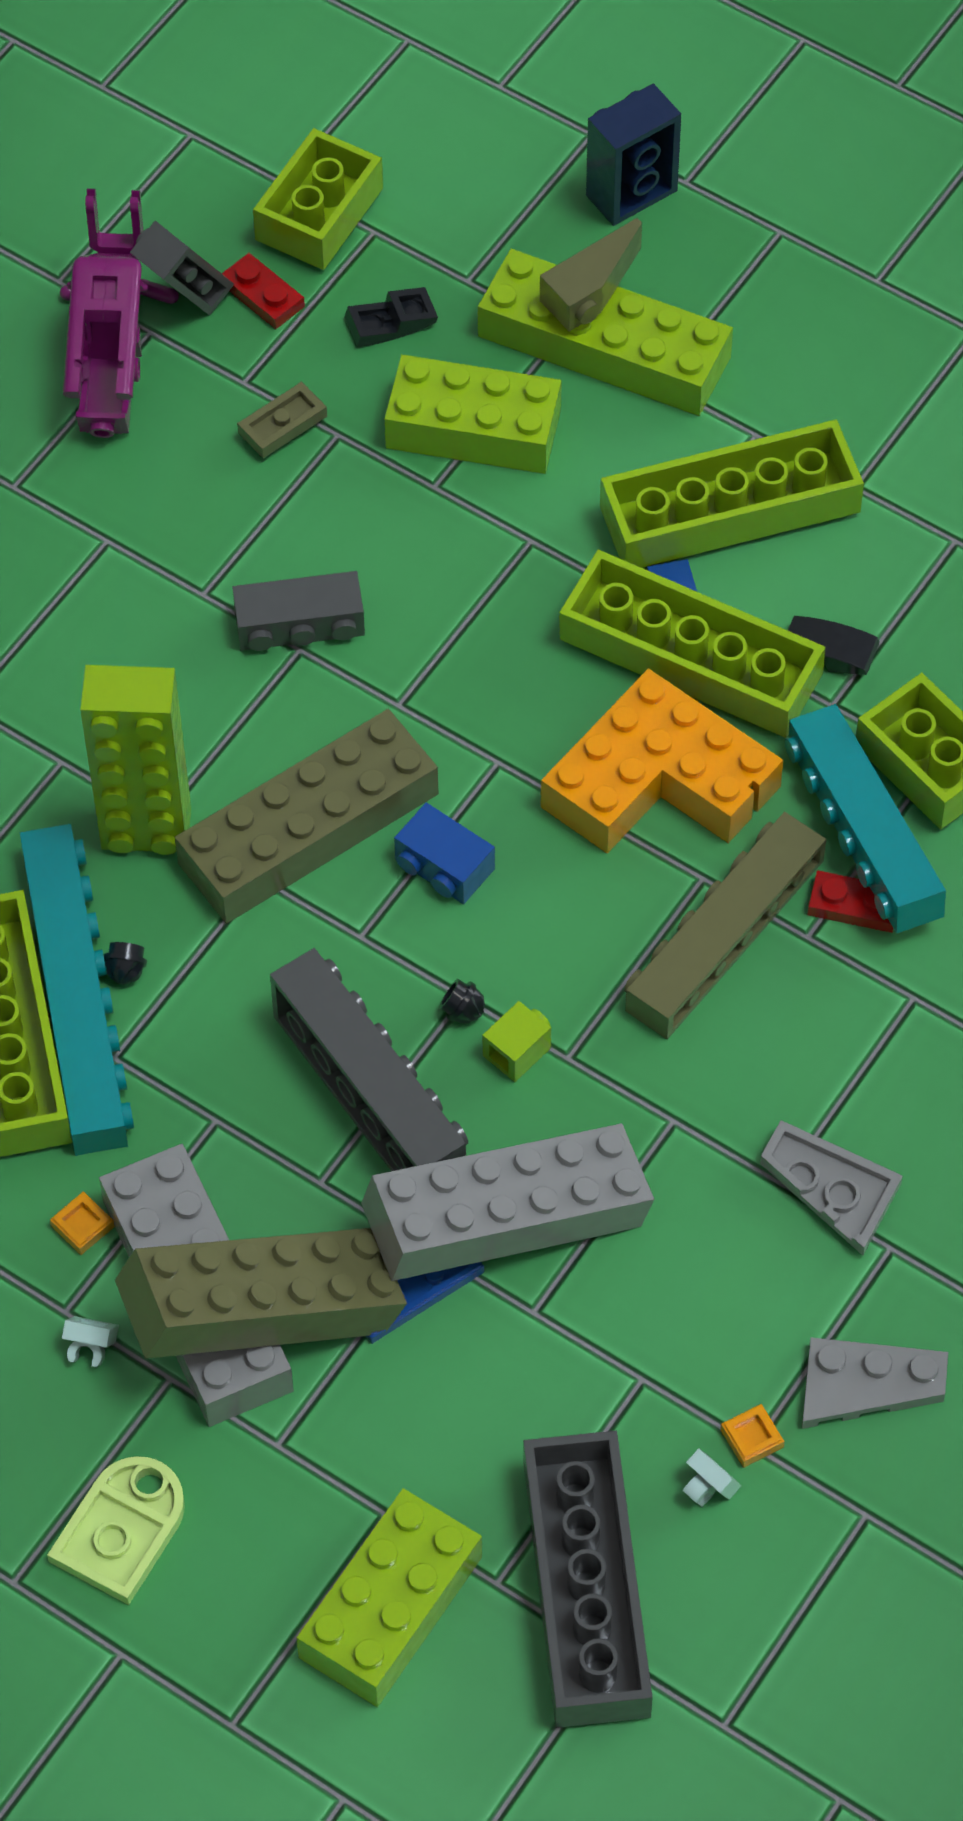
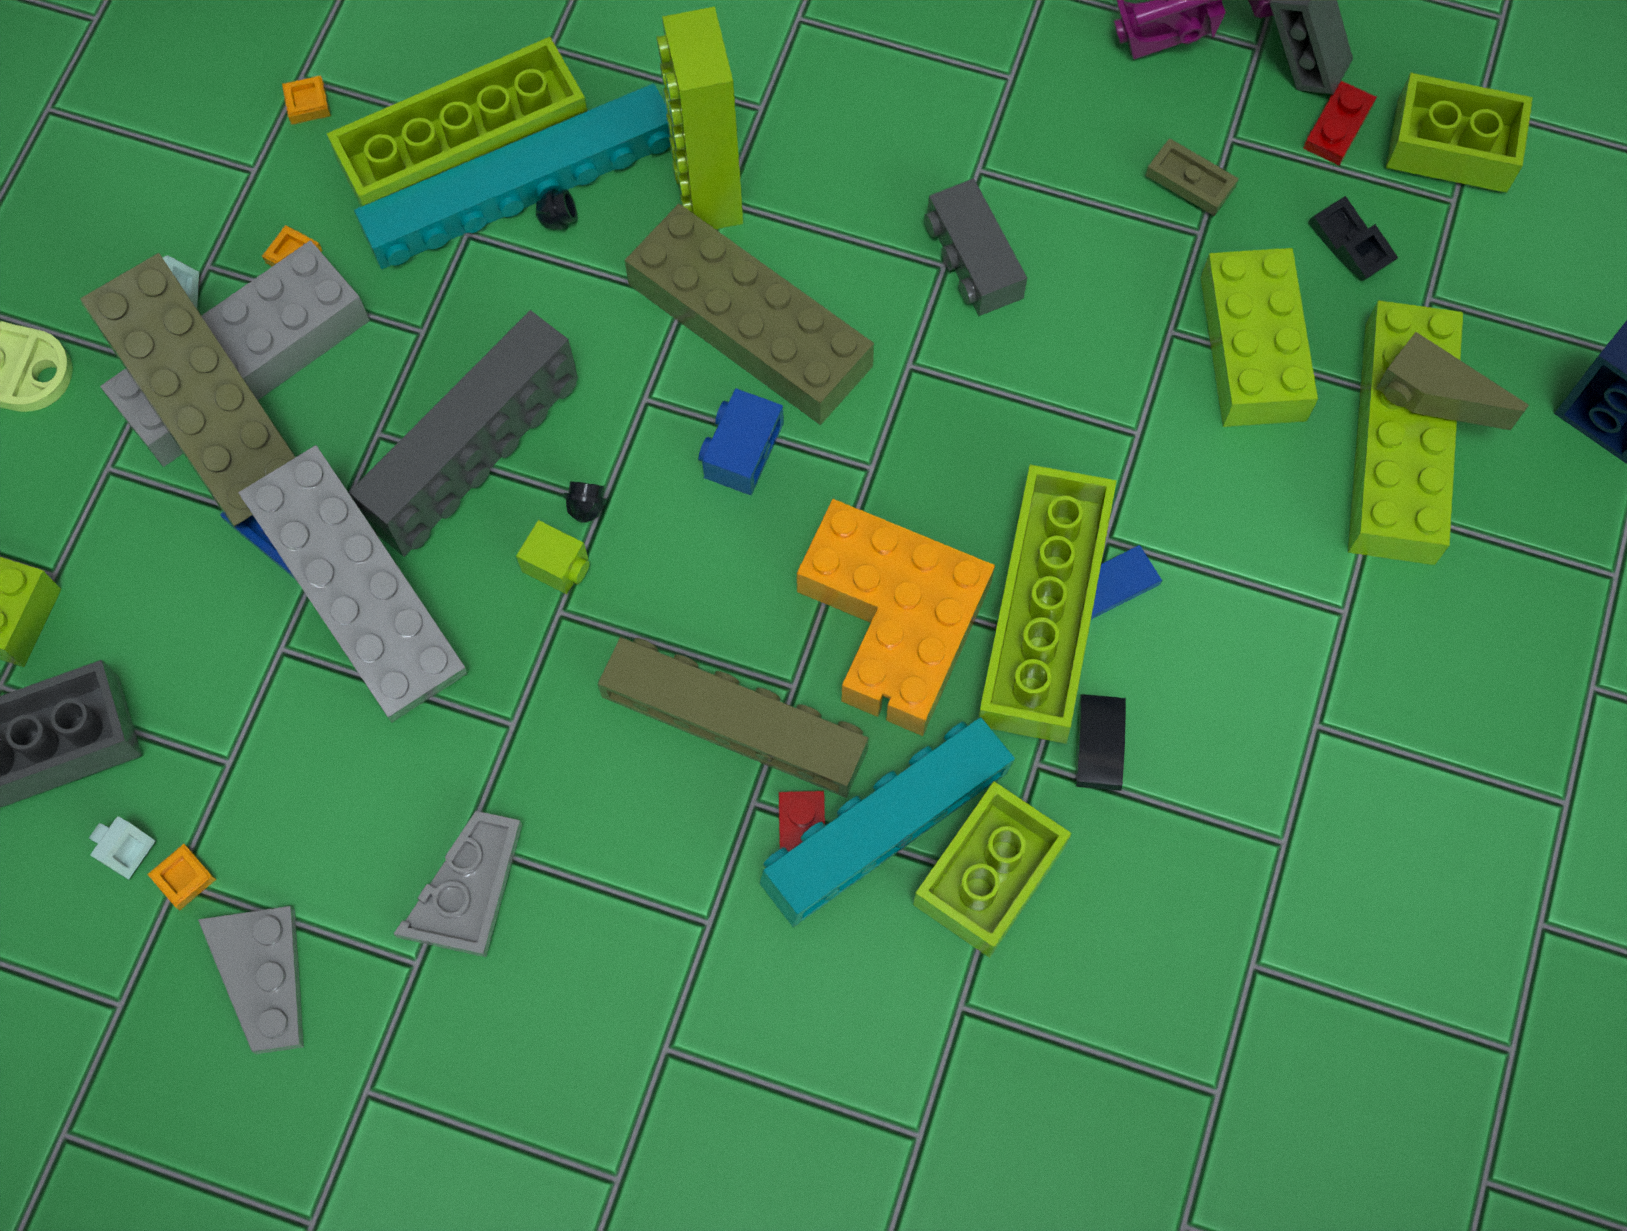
camera: 75 degrees right, 10 degrees up
(731, 494) = (1245, 599): lime brick -> none

